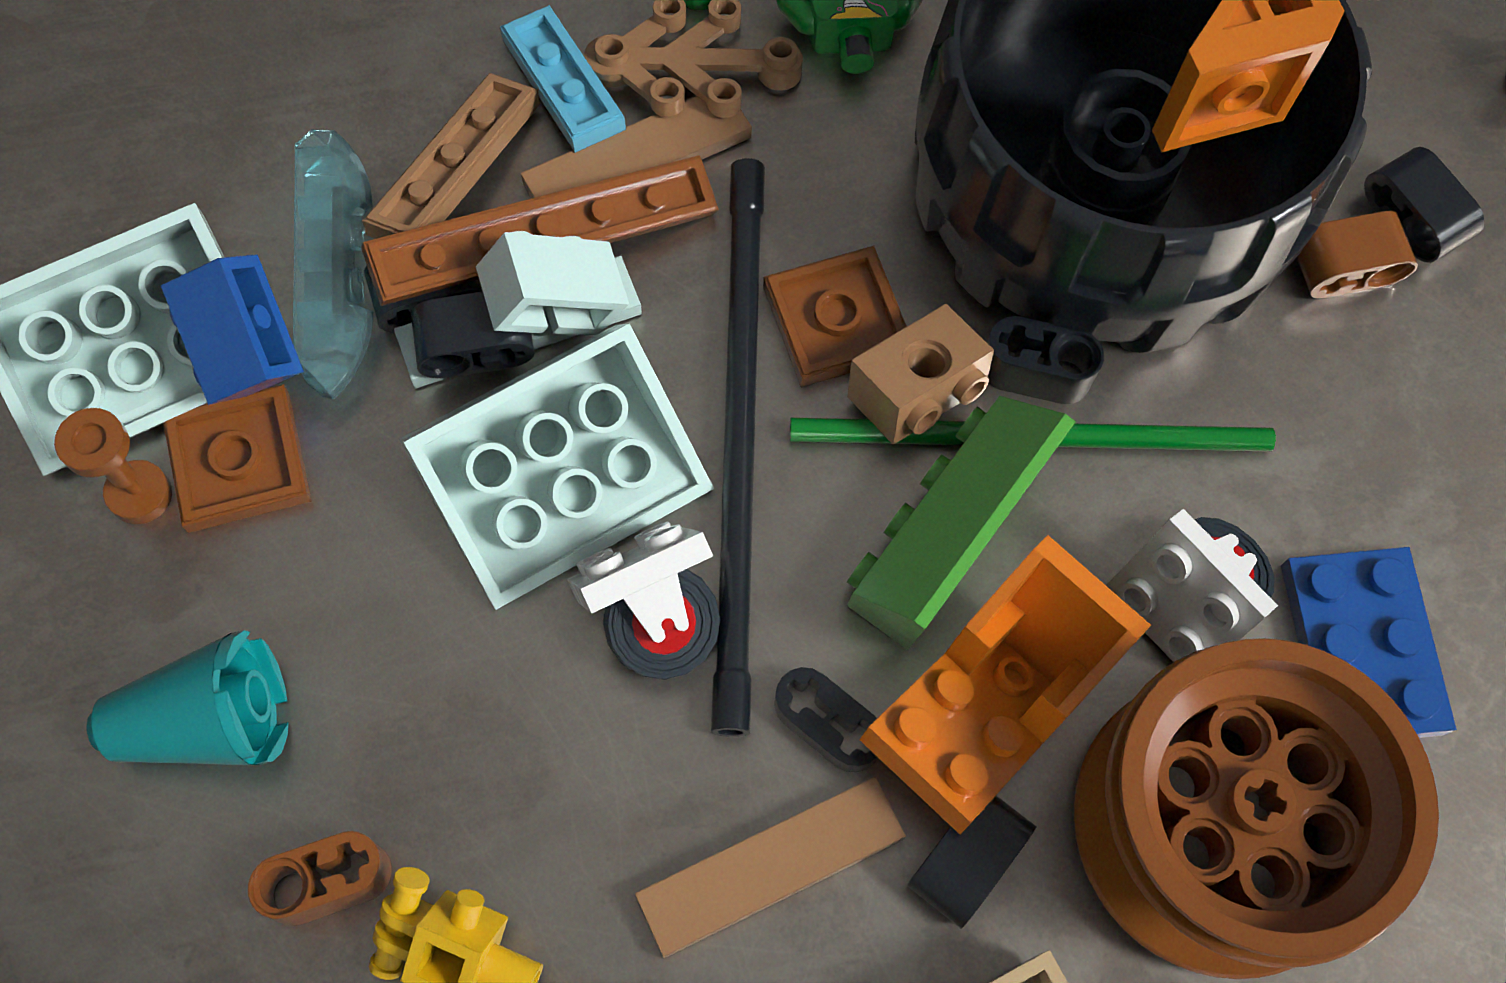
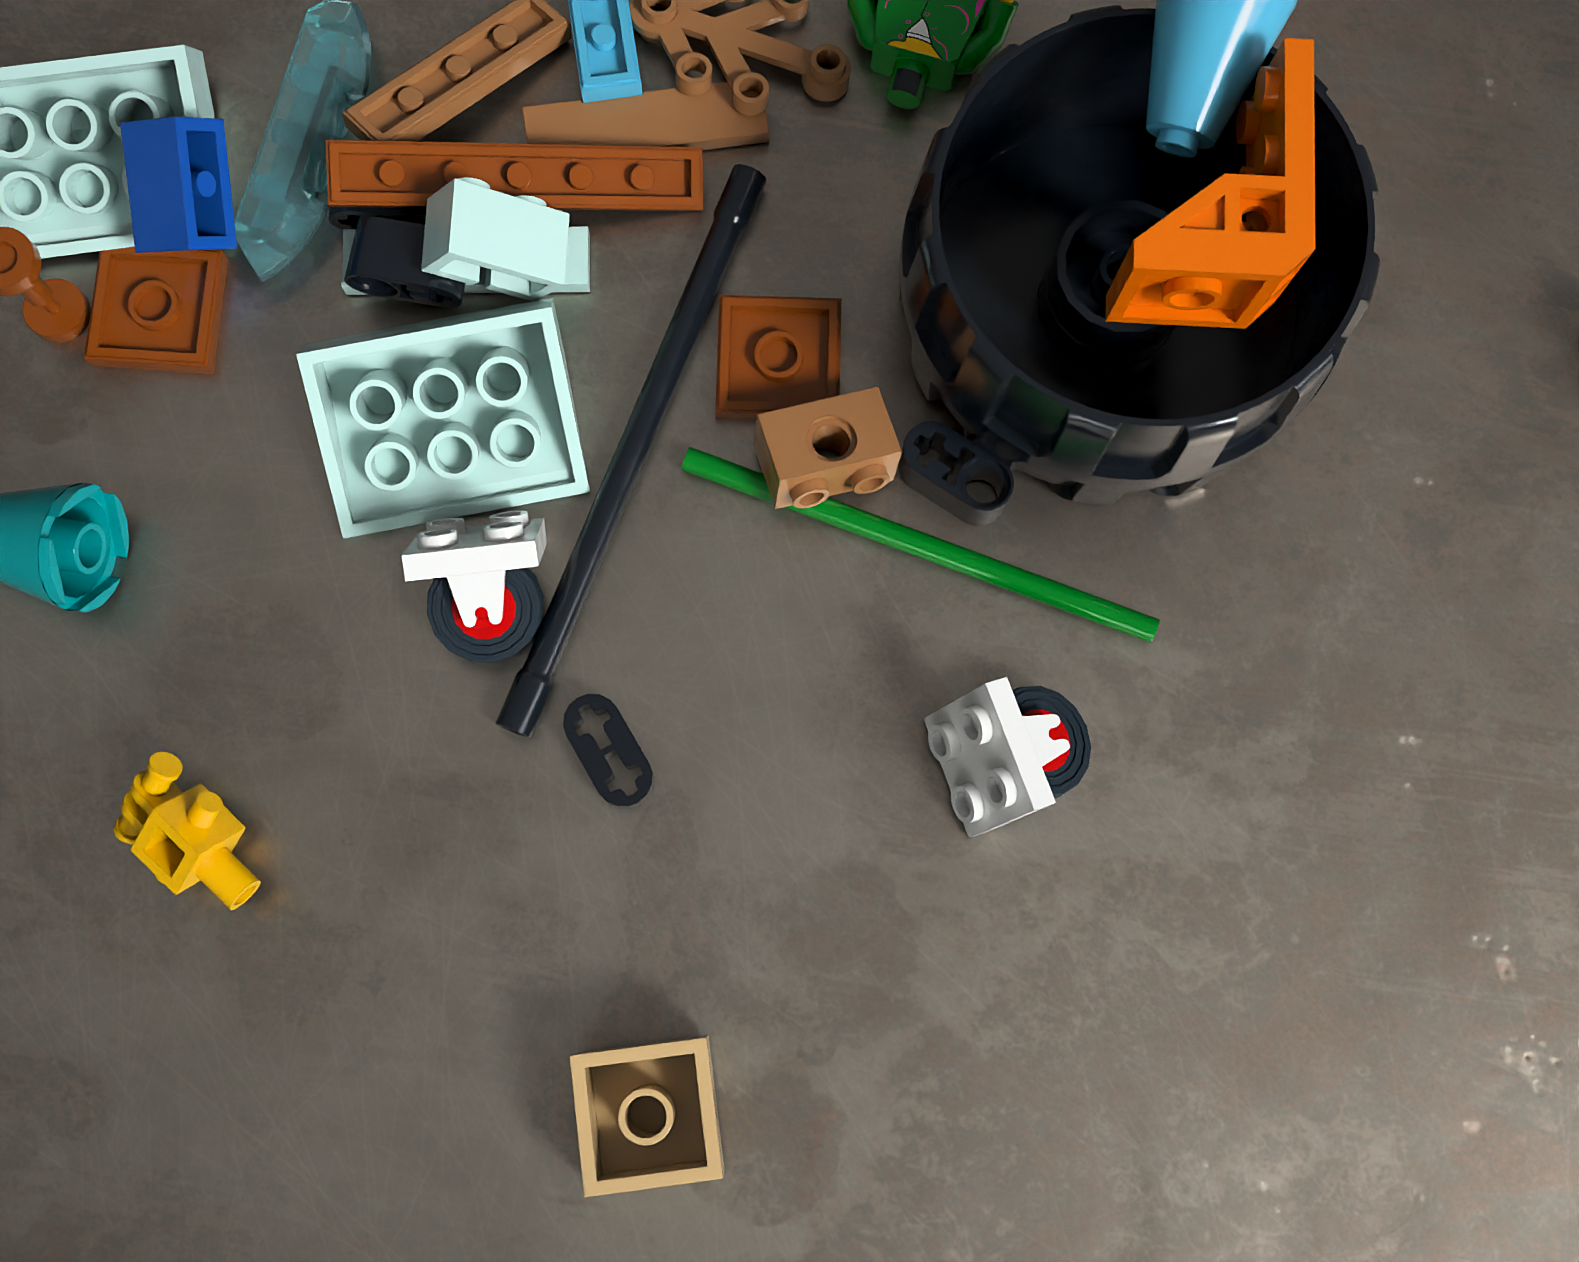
camera: 20 degrees right, 10 degrees up
(333, 857) = (89, 743): dark orange beam -> none
(769, 867) = (501, 866): medium nougat tile -> none
(956, 517) = (797, 604): bright green slope -> none
(970, 864) = (686, 924): black beam -> none
(1004, 684) = (769, 782): orange bracket -> none
(1356, 255) = (1325, 471): dark orange beam -> none
(1358, 784) = (1049, 1007): dark orange wheel -> none
(1374, 618) = (1154, 865): blue plate -> none
(1429, 203) = (1423, 442): black beam -> none

